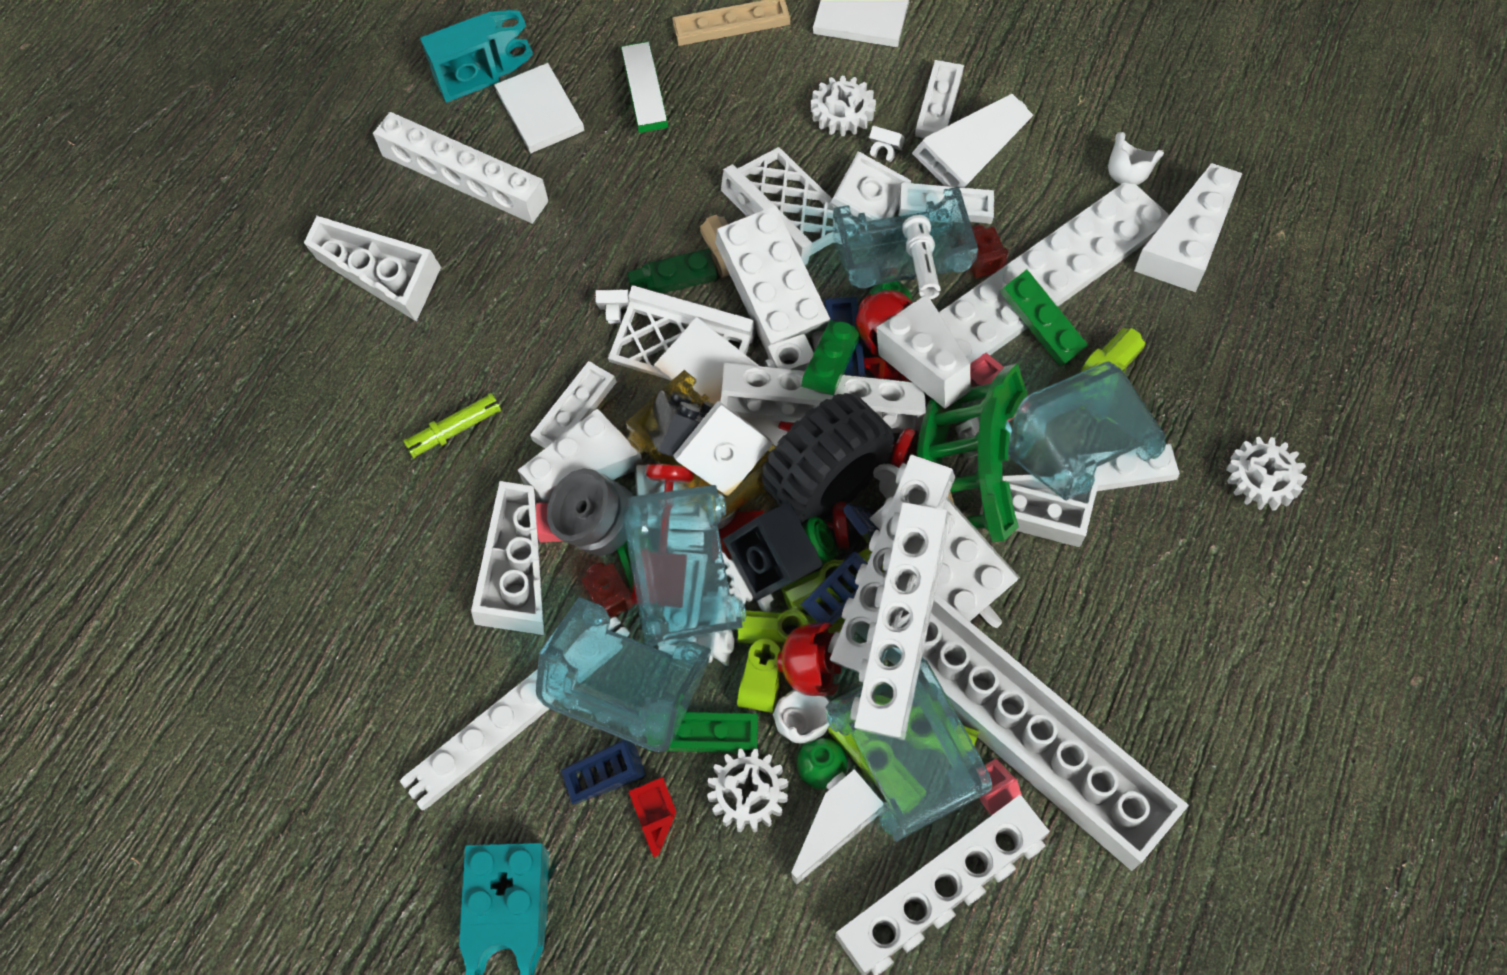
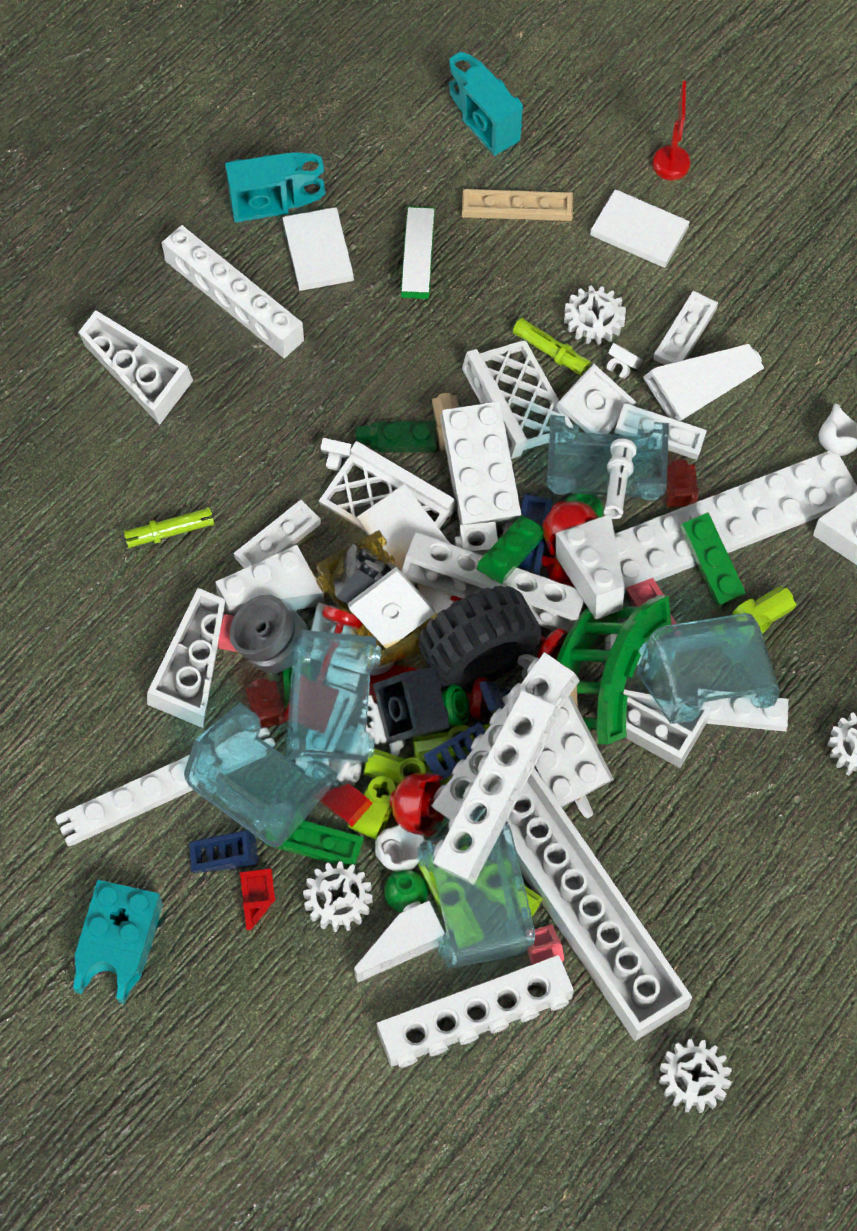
camera: 10 degrees right, 0 degrees up
(729, 680) = (346, 803): none -> red slope
(821, 150) = (560, 352): none -> lime pin
(1215, 912) = (707, 1077): none -> white gear

